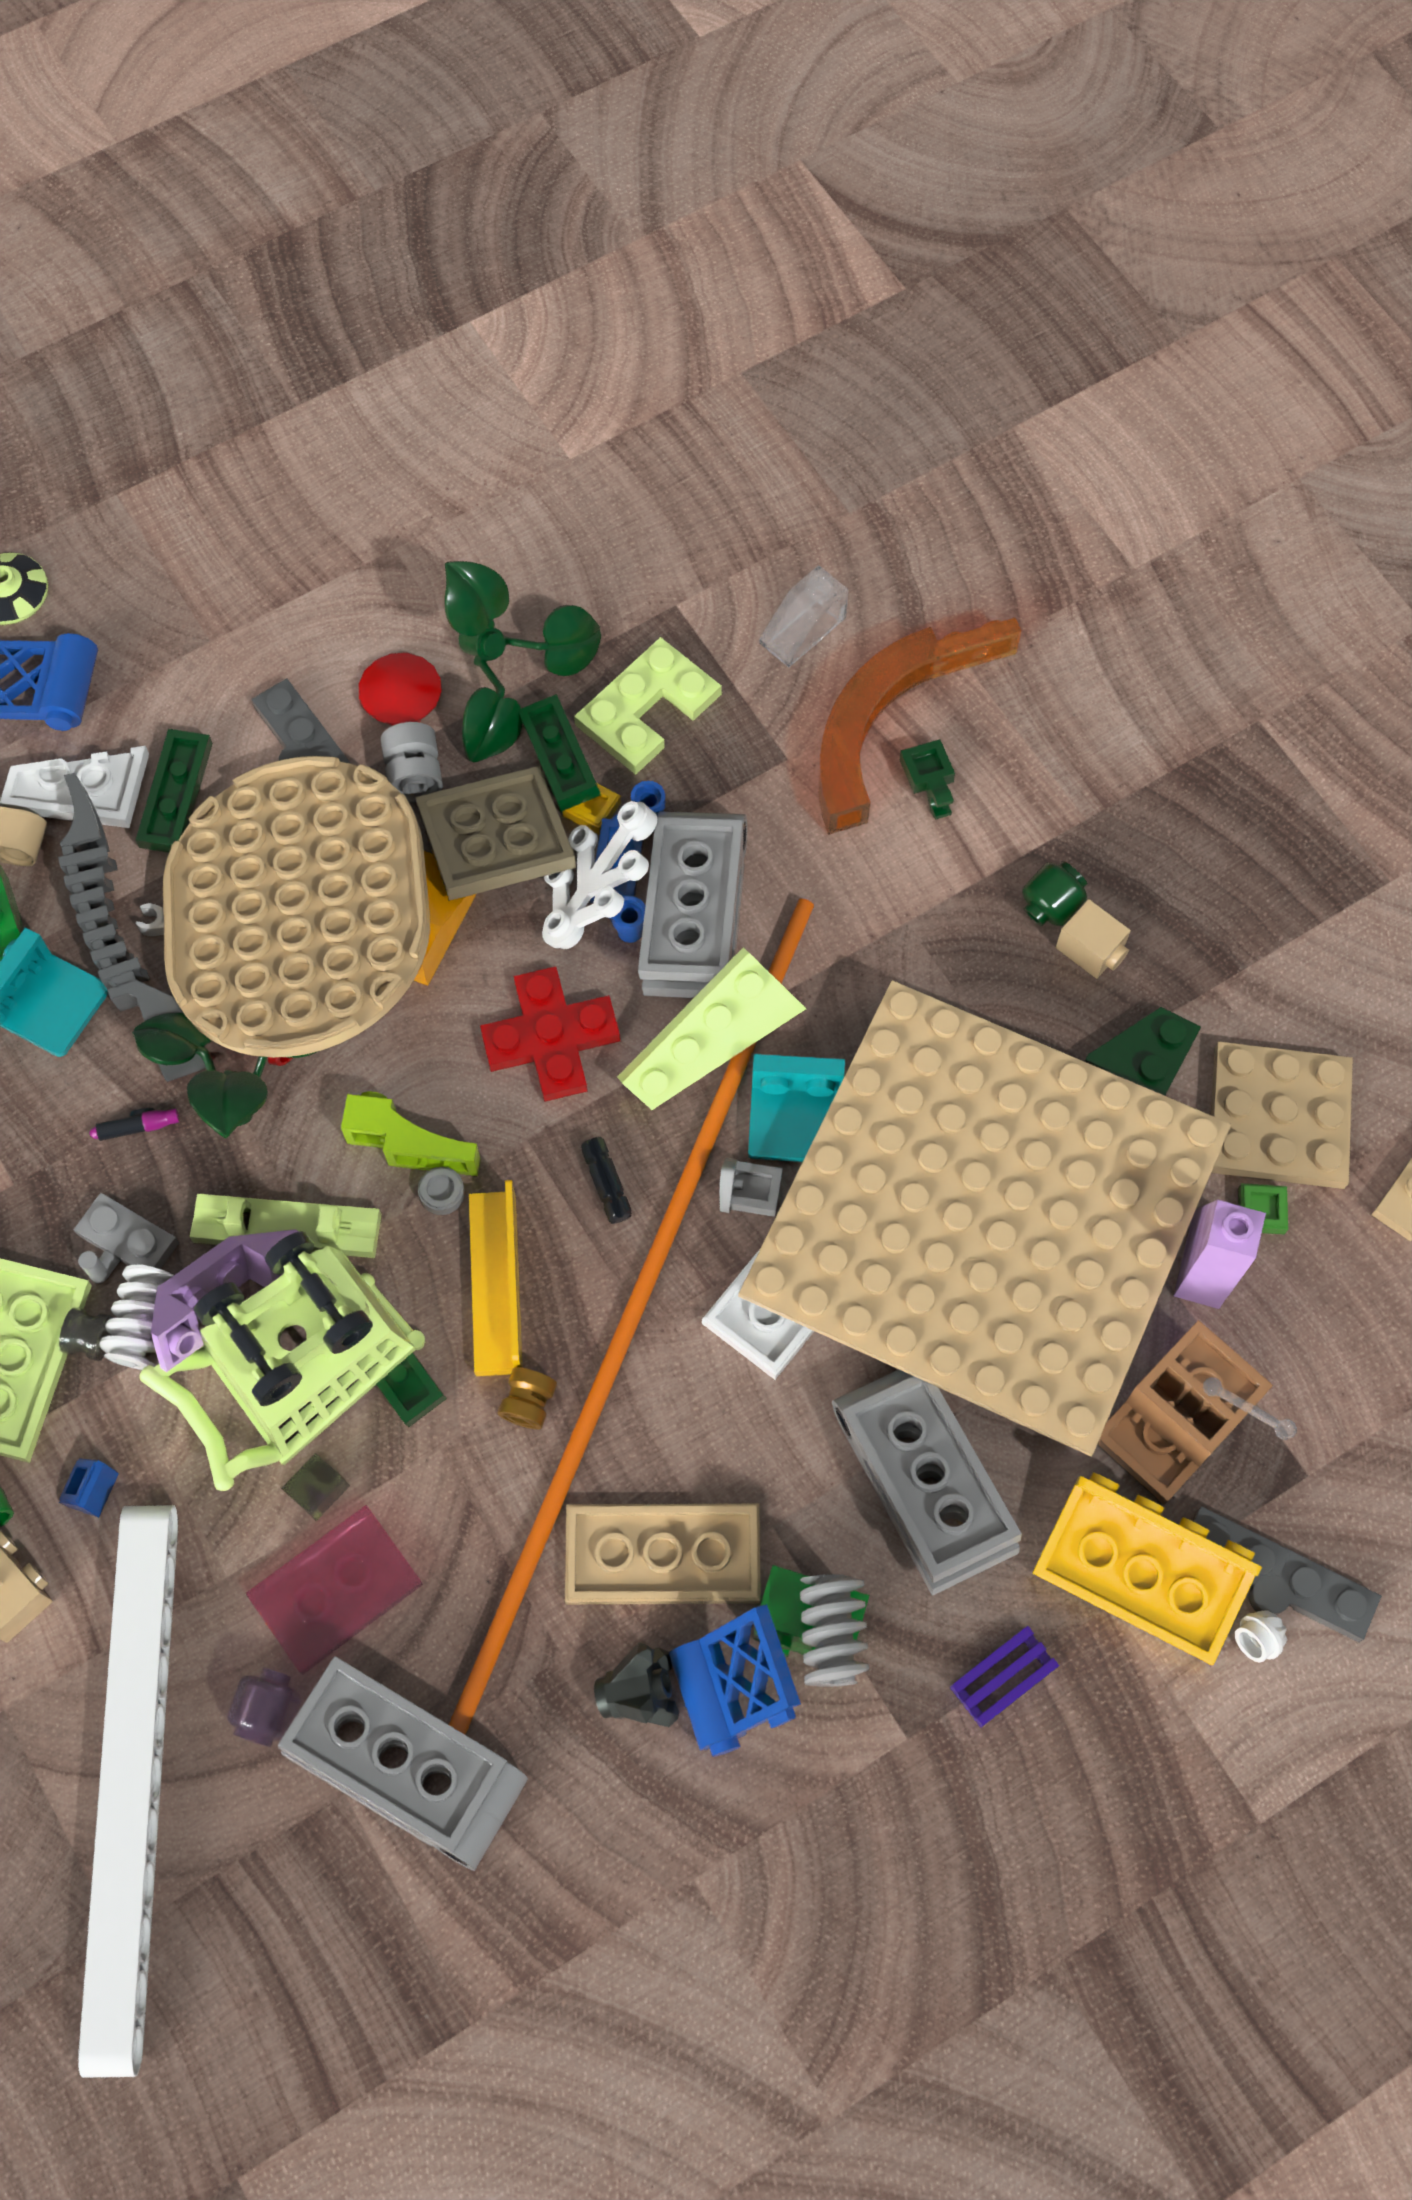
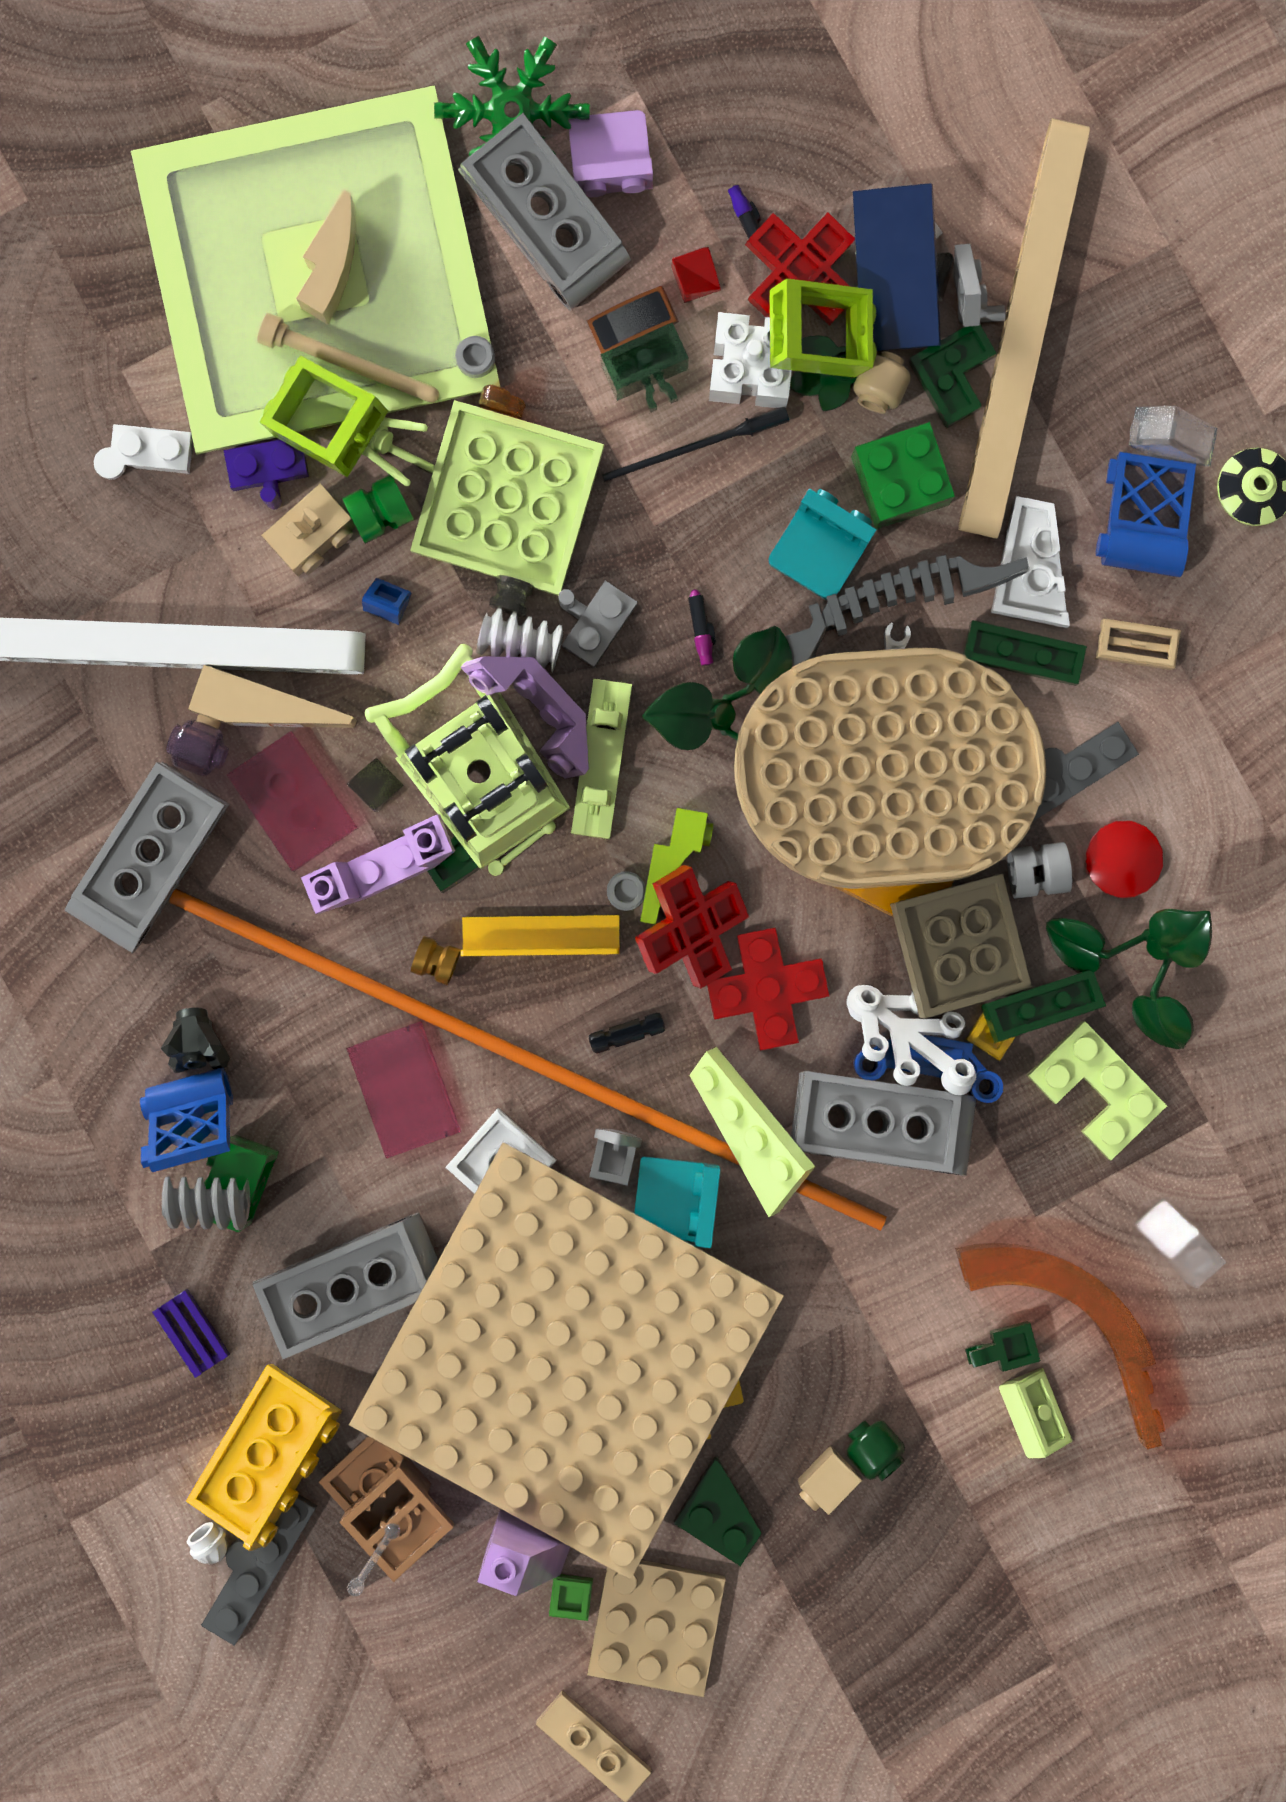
camera: 90 degrees right, 20 degrees up
(180, 712) = (1105, 640): none -> tan tile
(207, 1653) = (240, 702): none -> tan slope
(410, 1459) = (378, 870): none -> lavender slope
(479, 1105) = (692, 926): none -> red plate
(662, 1554) = (305, 1066): tan tile -> none
(686, 1433) = (403, 1089): none -> clear pink piece
(998, 748) = (1035, 1414): none -> yellowish green slope

